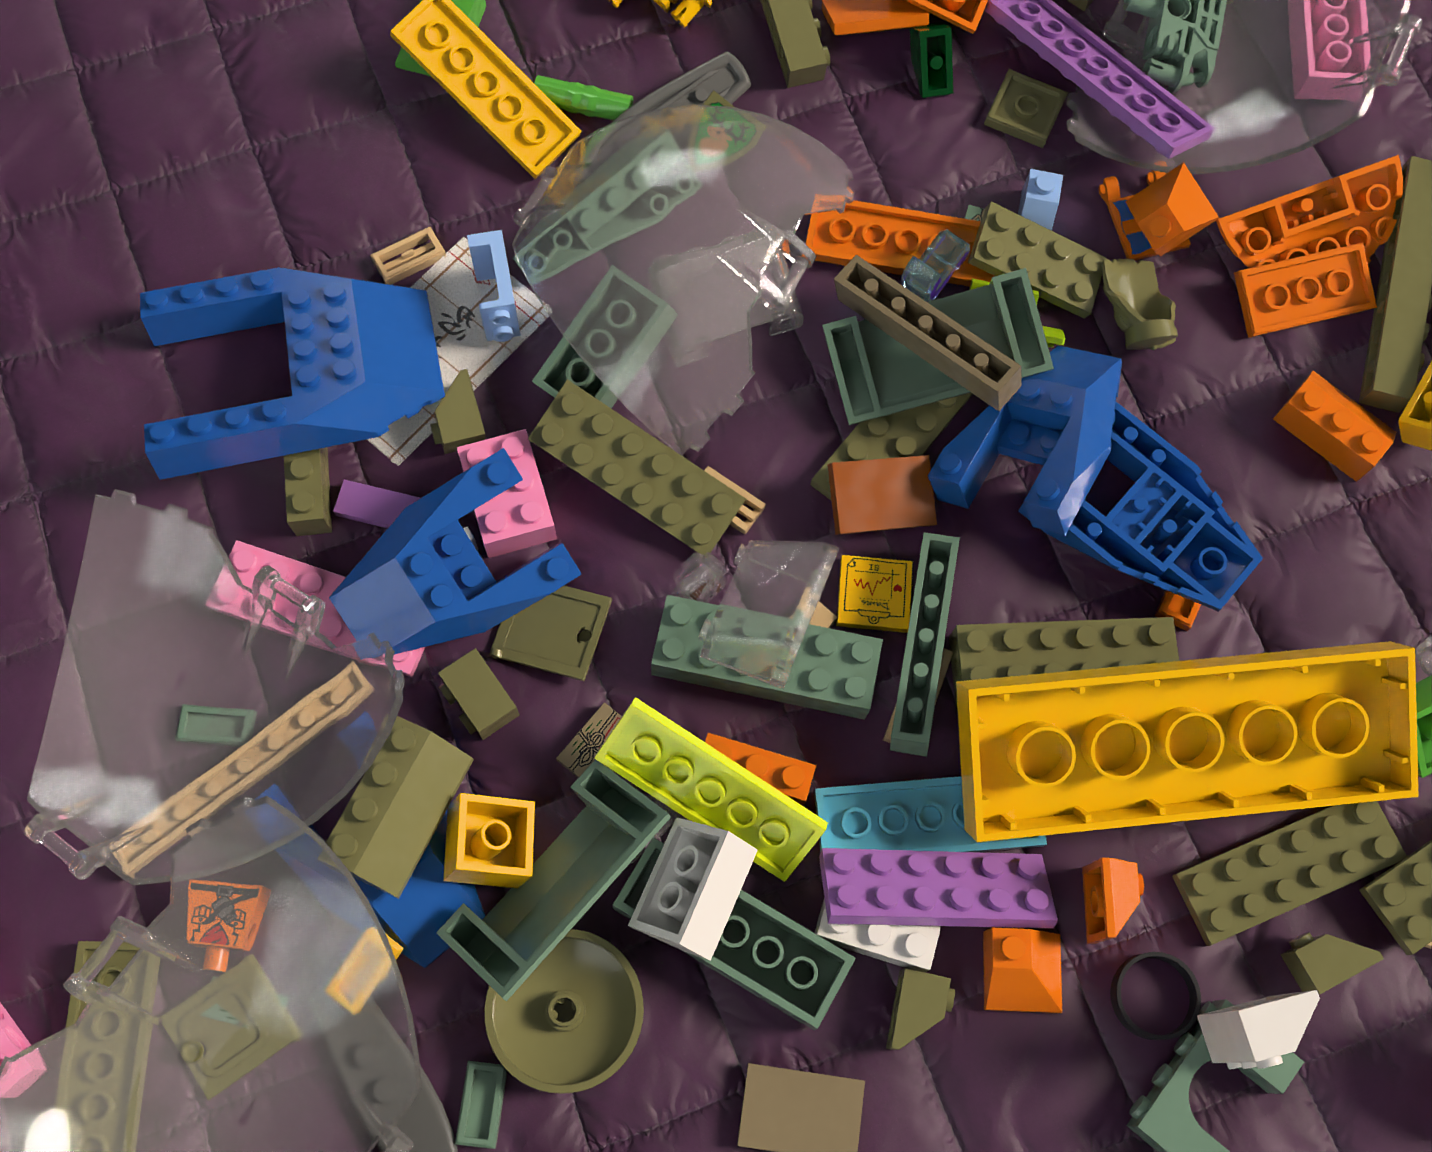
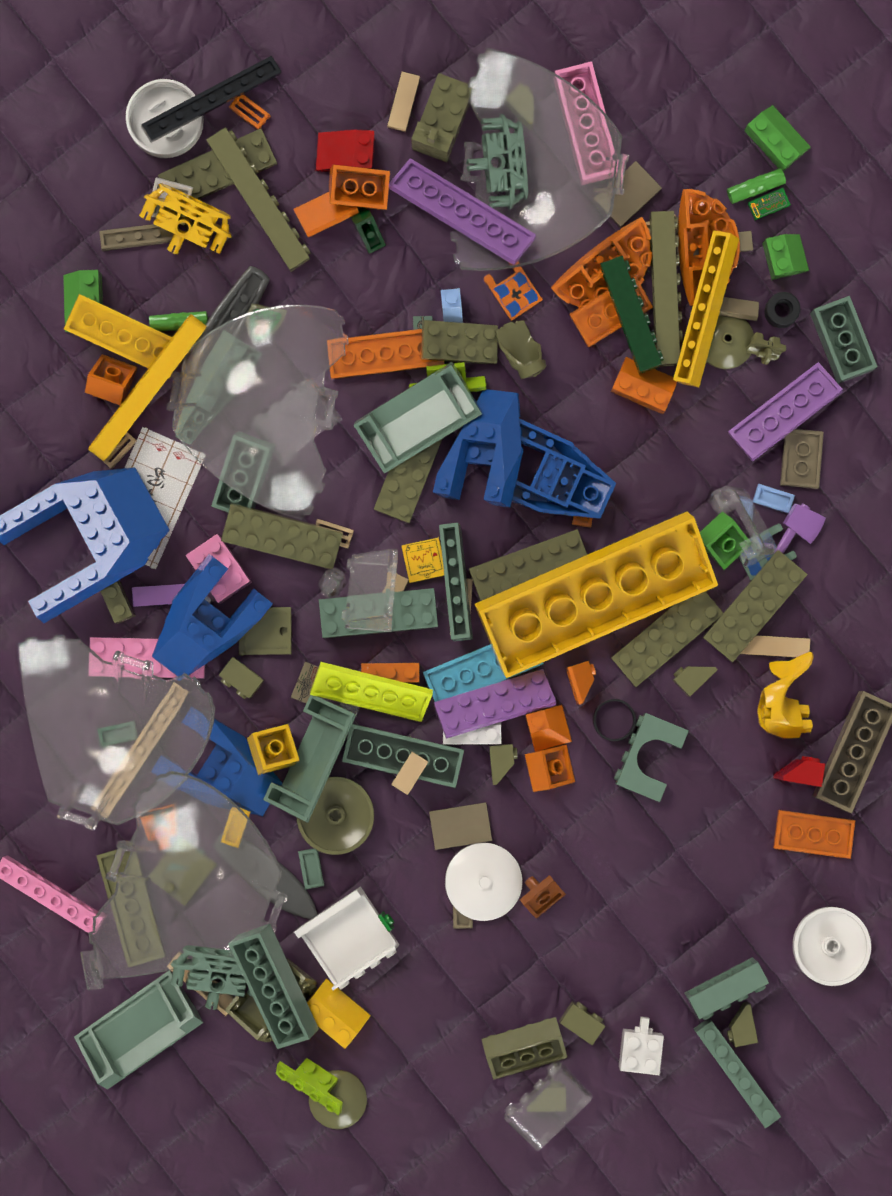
camera: 10 degrees left, 15 degrees up
(398, 806) = (226, 750): olive slope -> none
(437, 149) = (110, 379): none -> orange slope
(458, 416) = (179, 535): olive slope -> none
(490, 172) = (147, 387): none -> yellow beam
(491, 262) = (167, 440): light blue panel -> none
(693, 887) = (377, 742): white slope -> none
(737, 969) = (409, 773): none -> tan tile
(881, 494) = (412, 508): dark orange tile -> none
(928, 333) = (409, 415): dark tan brick -> none
(936, 265) = (404, 369): clear light blue animal -> none
(1007, 1051) = (549, 768): none -> orange slope
(1025, 108) = (429, 241): olive tile -> none
(1171, 209) = (524, 289): orange slope -> none
(1258, 1030) = (655, 726): white slope -> none
(1349, 296) = (631, 315): none -> dark green brick
(1378, 135) = (638, 192): none -> dark tan tile

